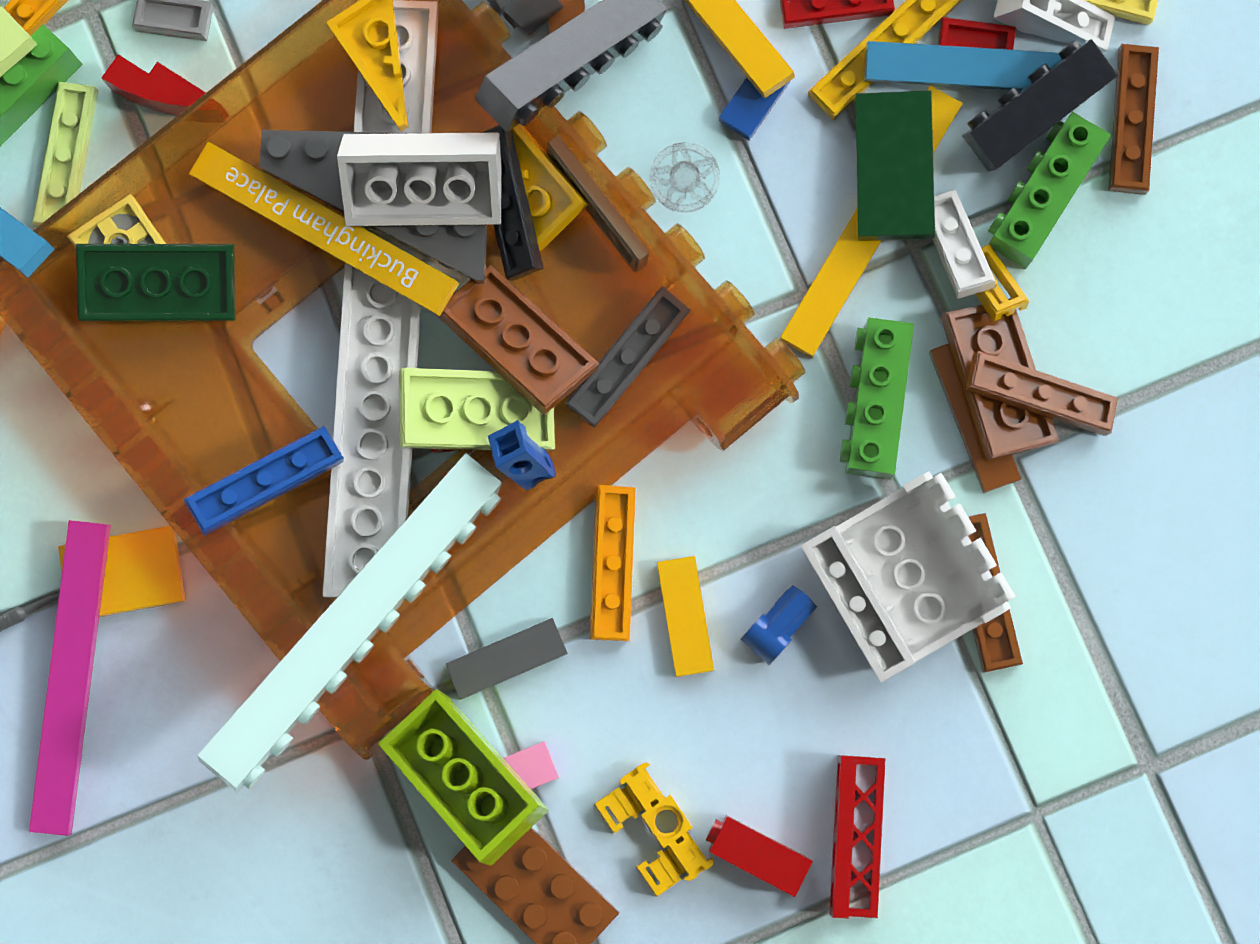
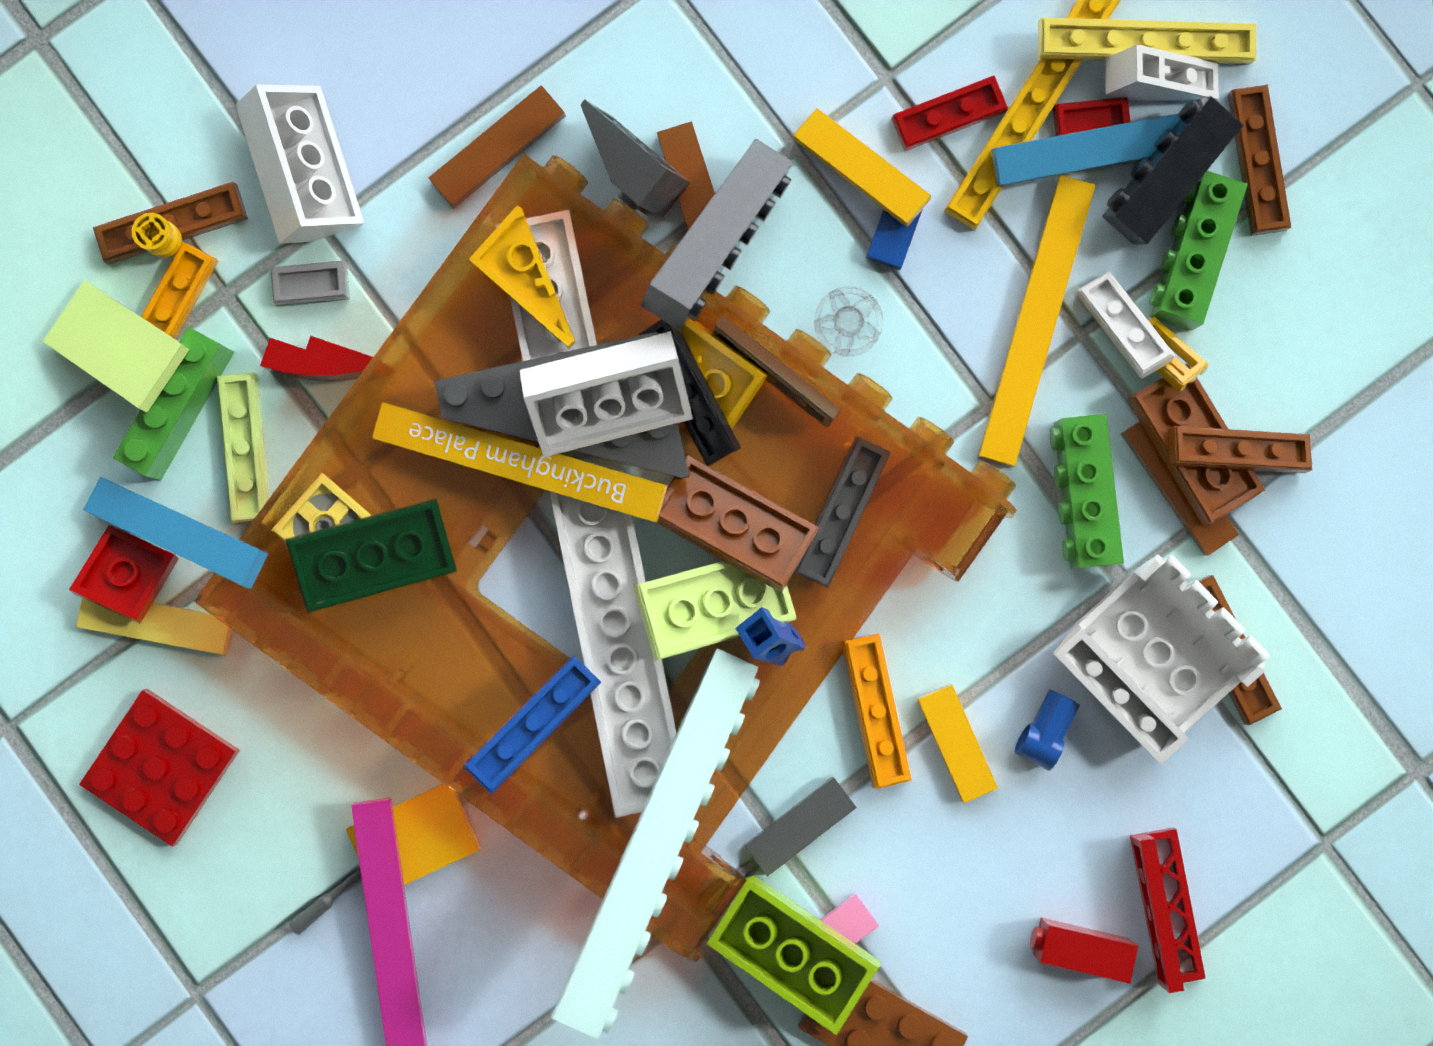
camera: 25 degrees left, 5 degrees up
(644, 795) = (962, 921): yellow piece -> none
(895, 165) = (1048, 262): dark green tile -> none

